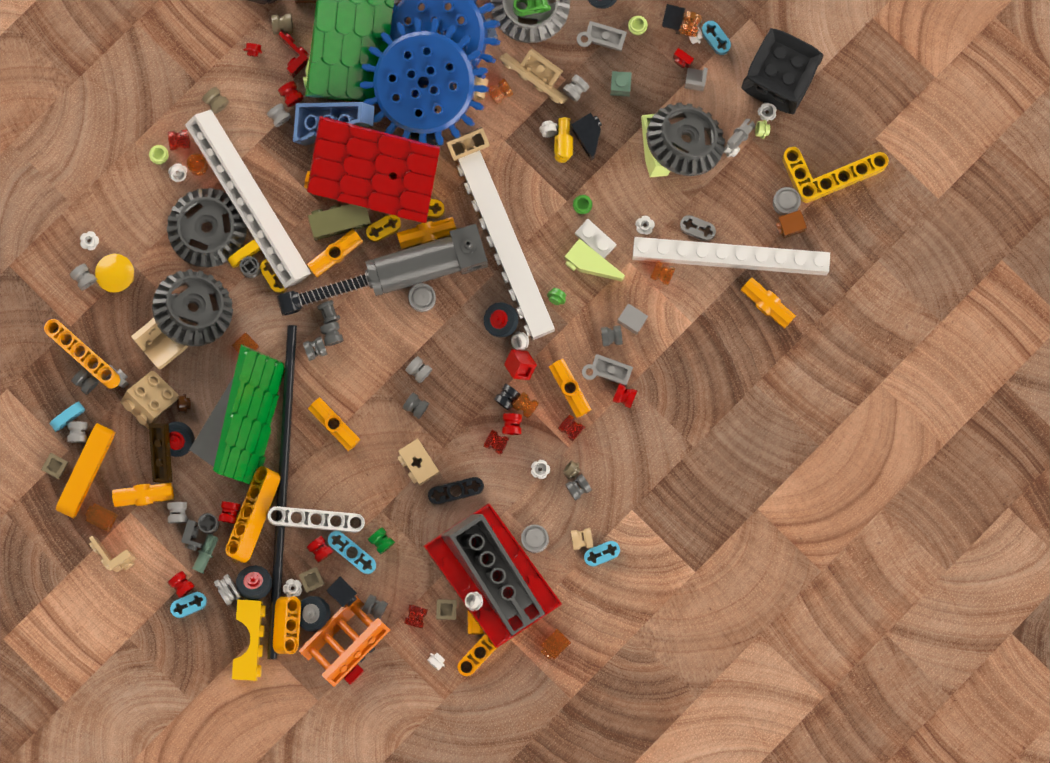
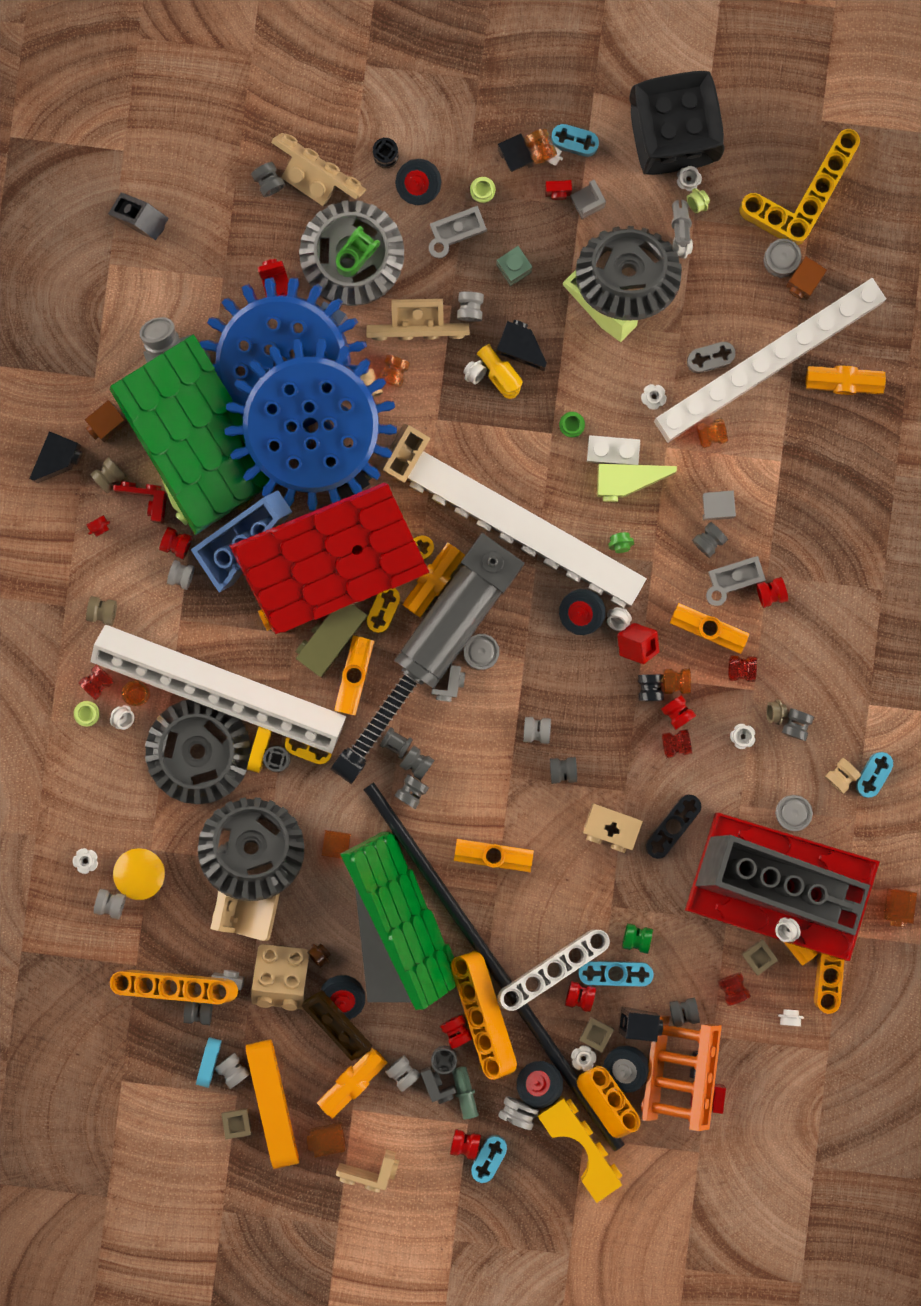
camera: 35 degrees left, 5 degrees up
(392, 302) = (456, 680): none -> light grey bracket

